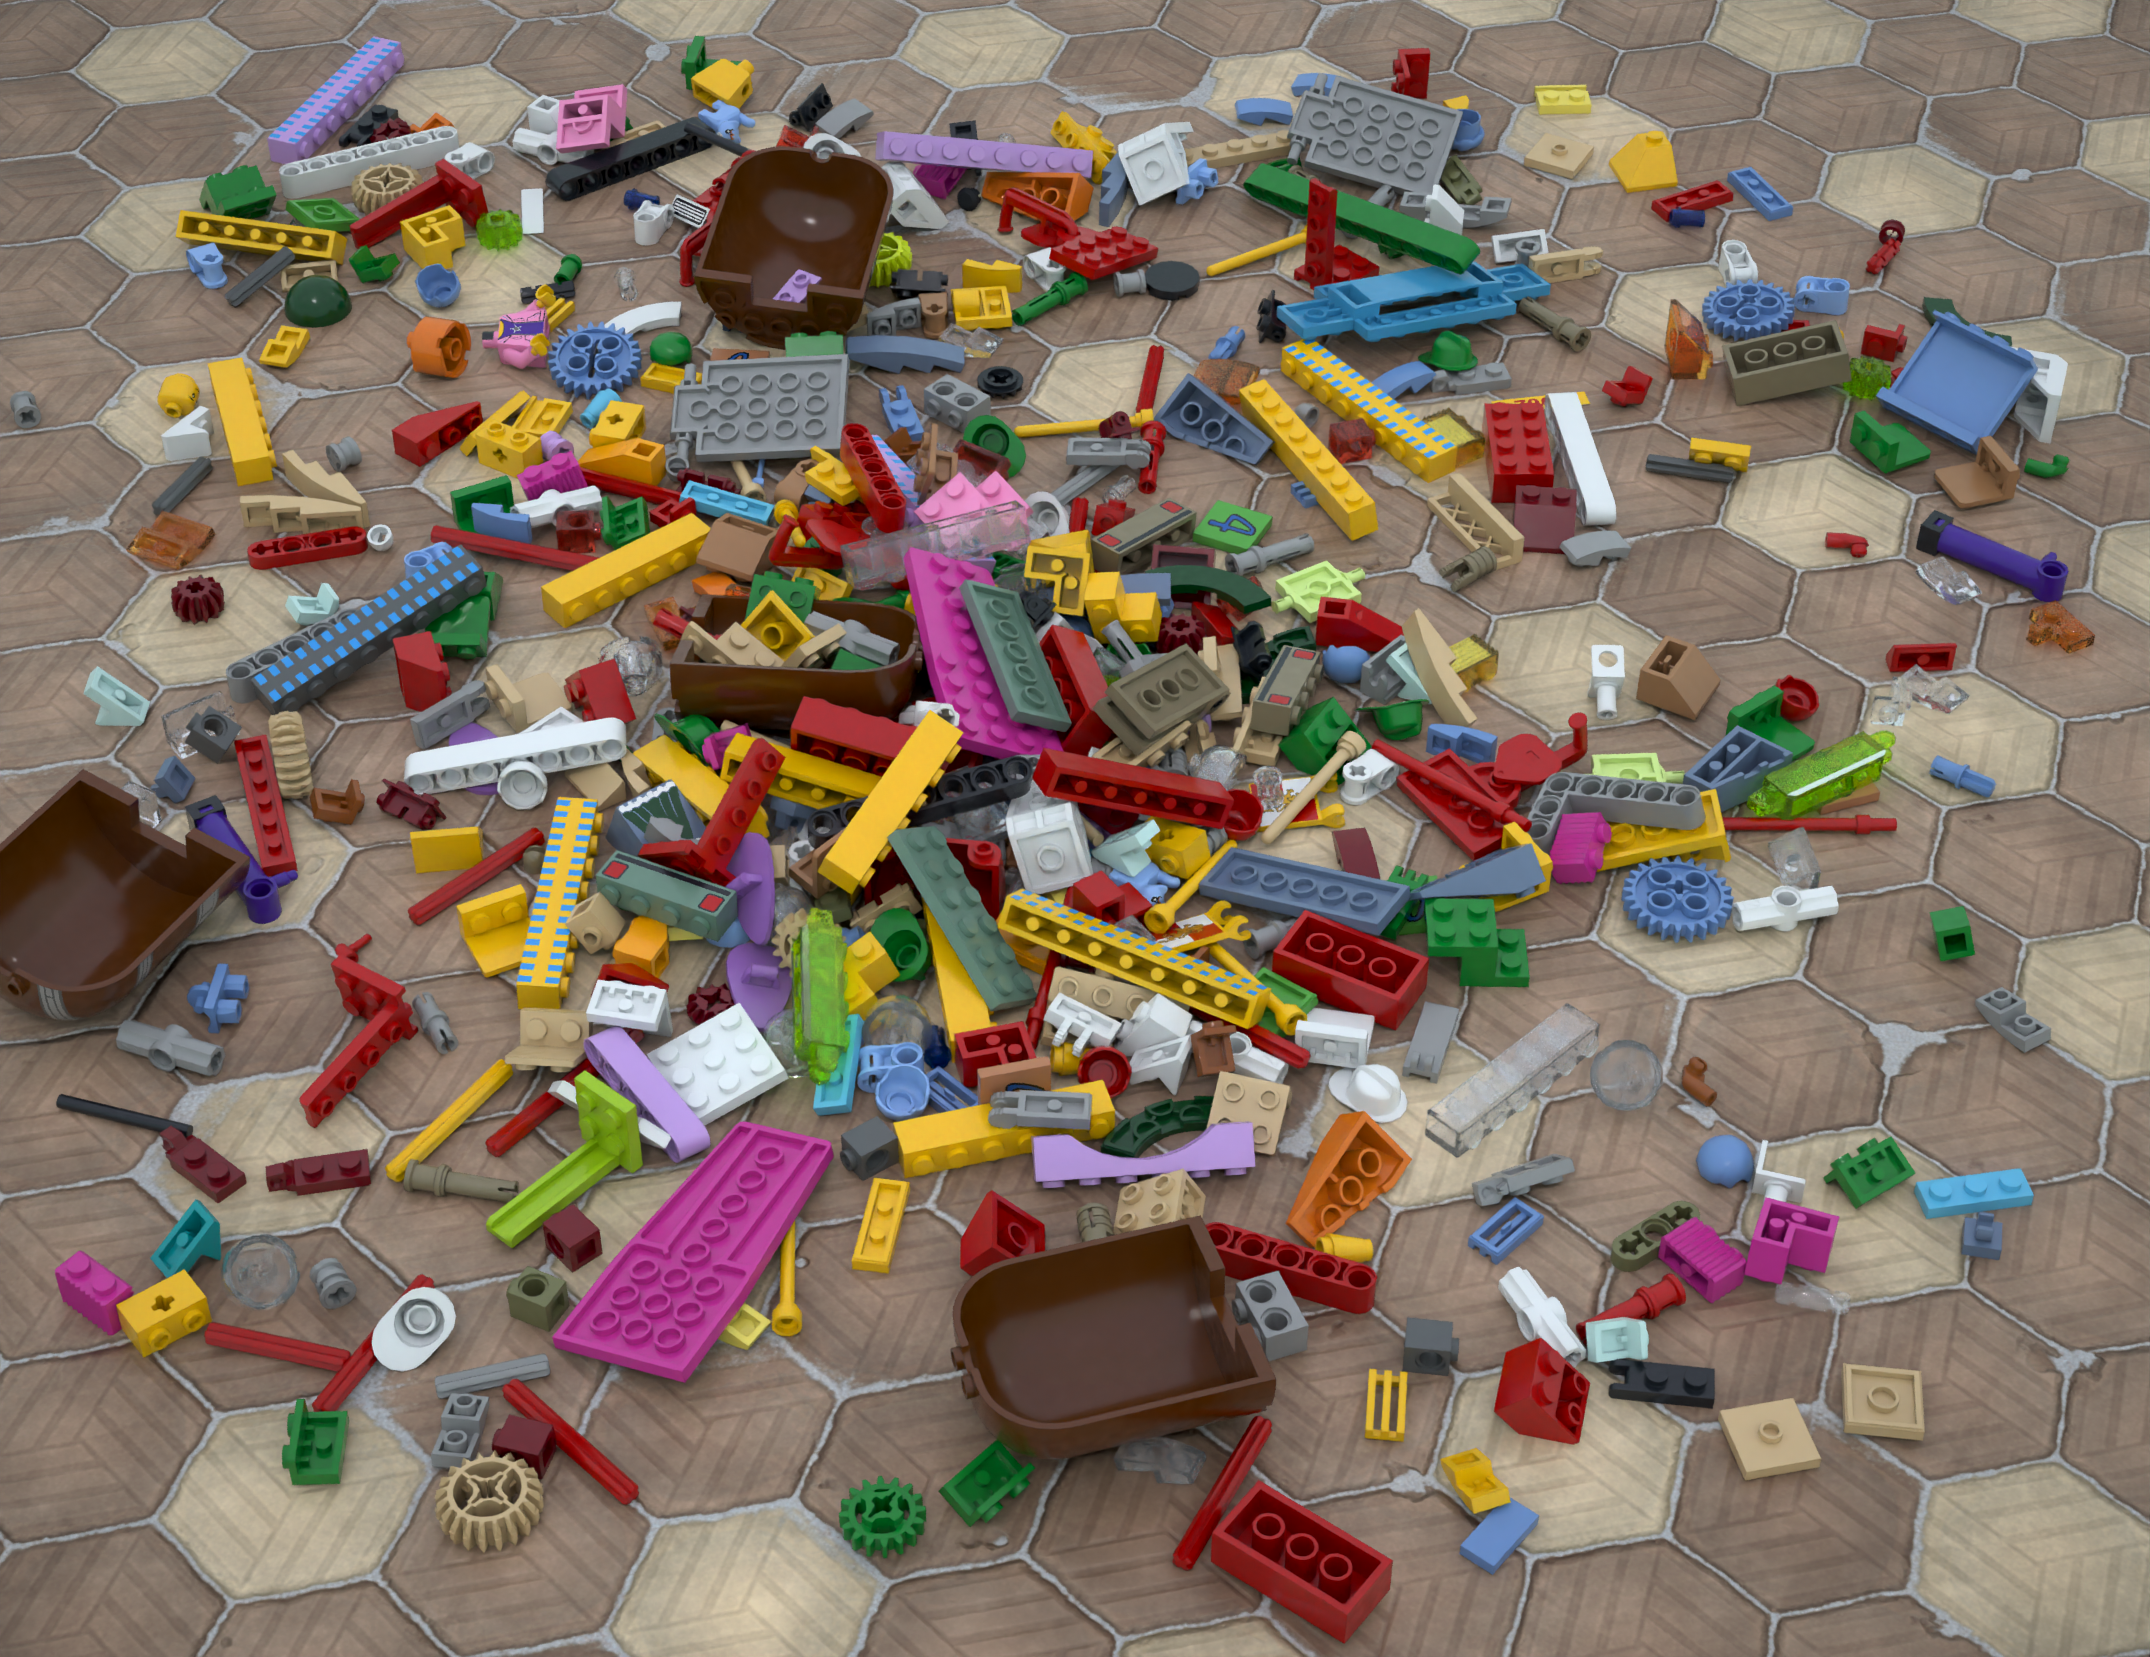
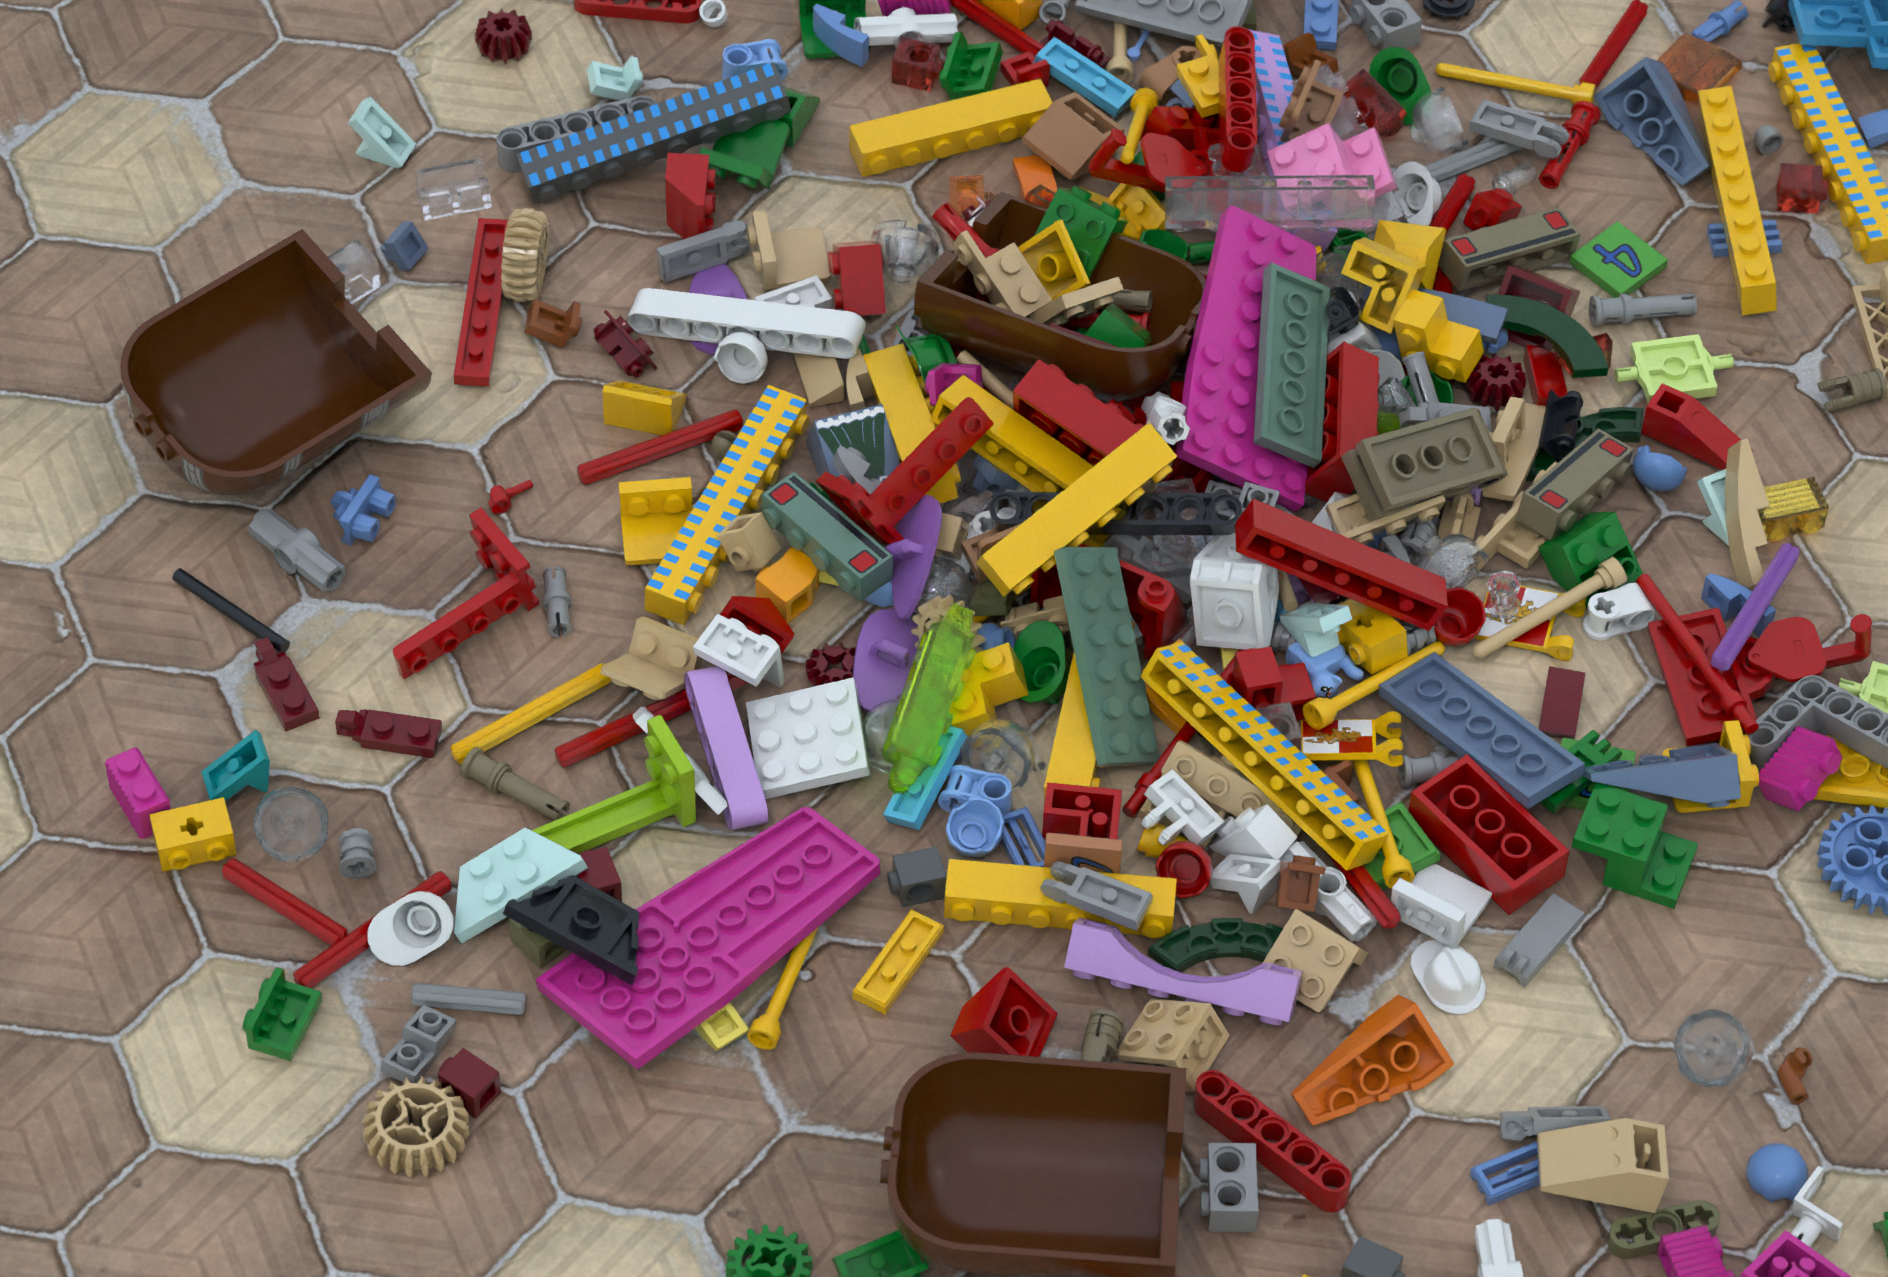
camera: 20 degrees right, 10 degrees up
(211, 746) = (473, 205): dark grey brick -> none
(257, 891) = (429, 344): dark purple piece -> none
(491, 1258) = (508, 873): none -> light aqua wing
(510, 548) = (841, 67): red axle -> none
(572, 1442) = (514, 1090): red axle -> none
(581, 1272) = (583, 923): none -> black wing
(857, 640) = (1138, 296): light grey piece -> none
(938, 1052) = (1031, 793): clear blue pin -> none
(1040, 465) = (1437, 124): none -> clear cylinder
(1117, 426) = (1540, 102): dark red hinge -> none
(1346, 1247) = (1338, 1140): yellow cone -> none
(1378, 677) = (1685, 497): light grey hinge -> none
(1399, 719) = (1682, 555): green piece -> none
(1482, 737) = (1755, 607): none -> medium lavender axle
(1512, 1080) = (1600, 1011): clear brick -> none
(1587, 1193) = (1606, 1163): none -> tan slope

